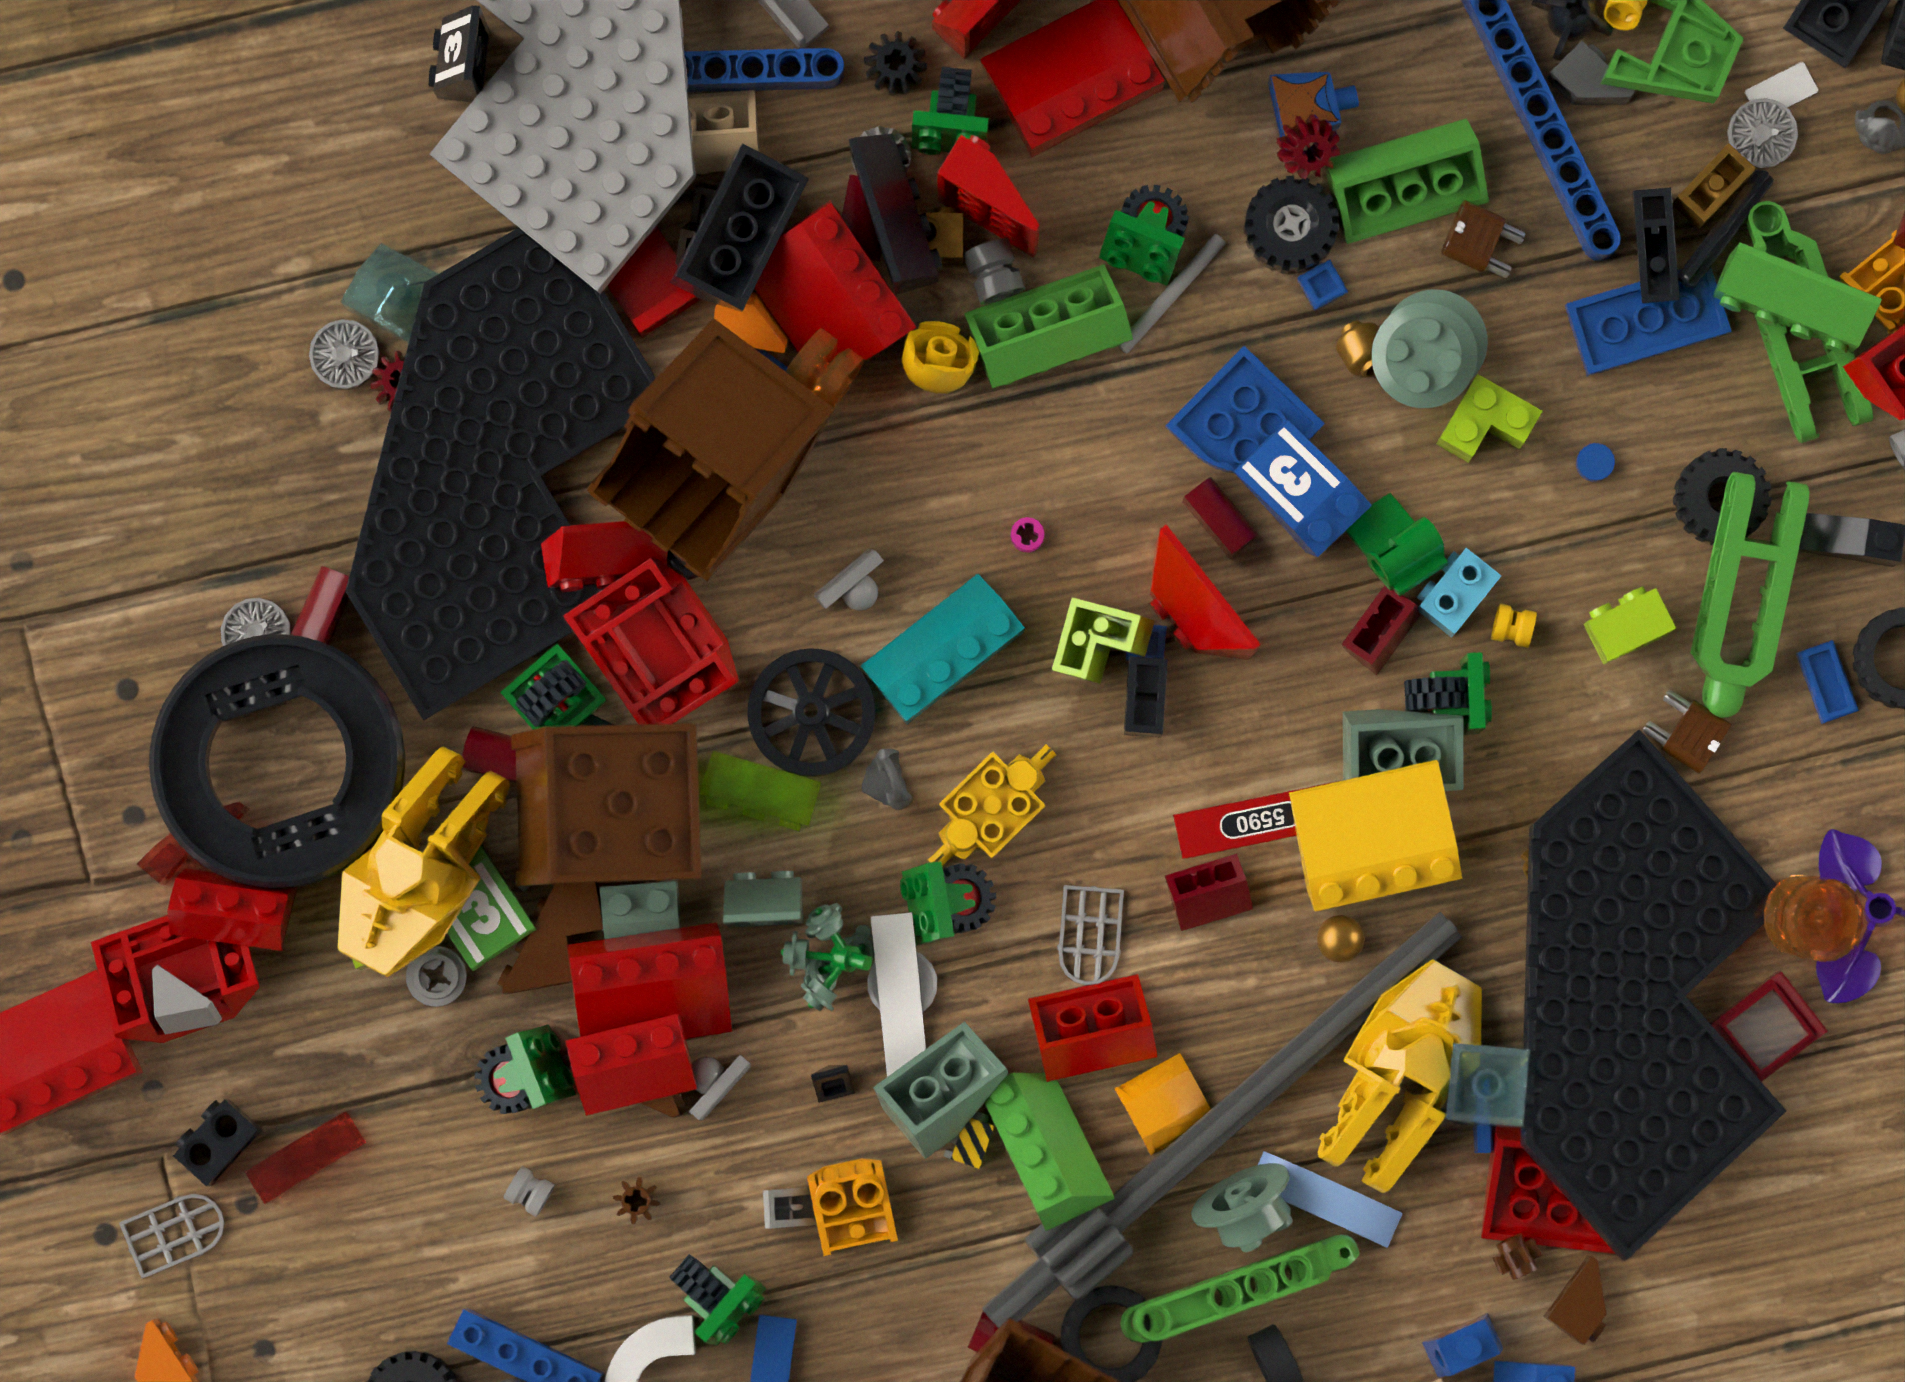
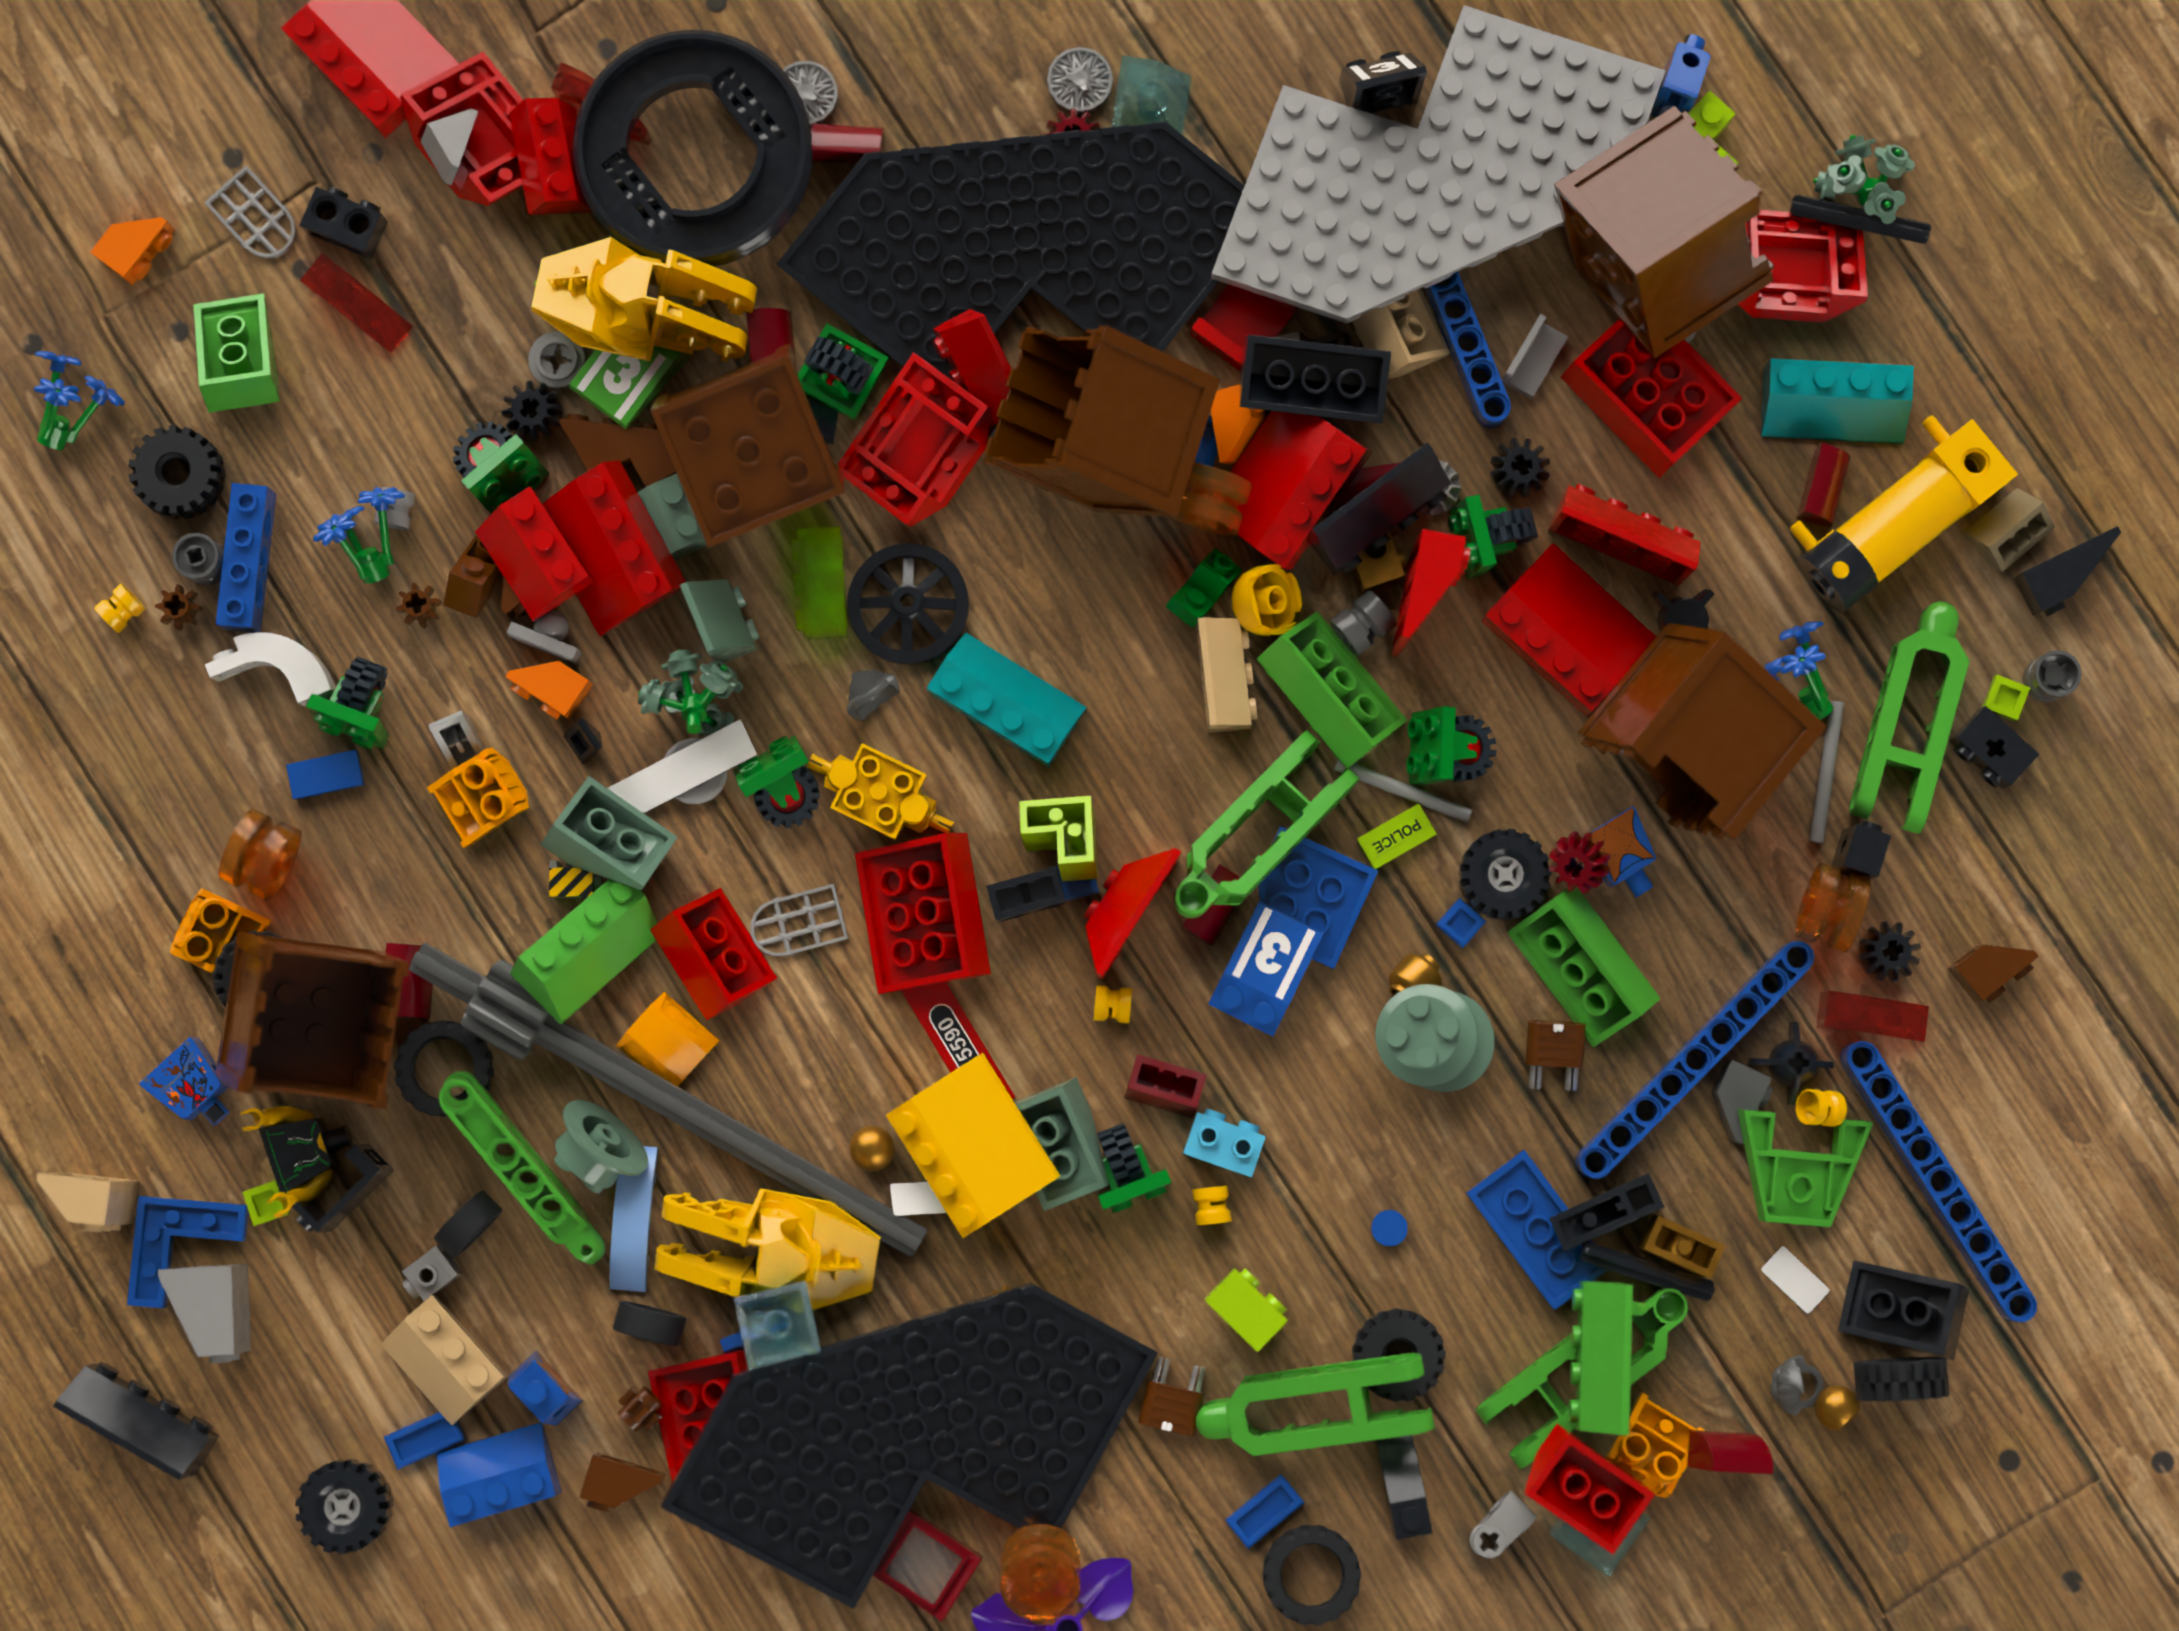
camera: 70 degrees right, 0 degrees up
(310, 1297) = (235, 353): none -> bright green slope
(474, 1029) = (519, 414): none -> black gear
(573, 1234) = (369, 563): none -> plant
(630, 1137) = (471, 580): none -> reddish brown slope
(766, 1093) = (552, 684): none -> orange slope
(853, 584) = (1033, 602): light grey tile -> none
(901, 415) = (1204, 587): none -> green slope
(997, 425) = (1225, 674): none -> tan slope
(1037, 530) = (1145, 745): dark pink bush -> none
(1125, 806) = (922, 912): none -> red slope
(1207, 522) = (1199, 890): none -> bright green piece
(1209, 892) = (872, 1015): dark red brick -> none
(1215, 316) = (1396, 836): none -> lime tile
(1282, 651) = (1112, 1004): none -> yellow wheel
(1397, 546) = (1245, 1073): green piece -> none
(1406, 913) = (914, 1199): none -> white sticker
(1437, 1216) = (649, 1323): none -> black tyre
(1487, 409) = (1401, 1112): lime brick -> none
(1763, 132) = (1749, 1275): light grey wheel -> none

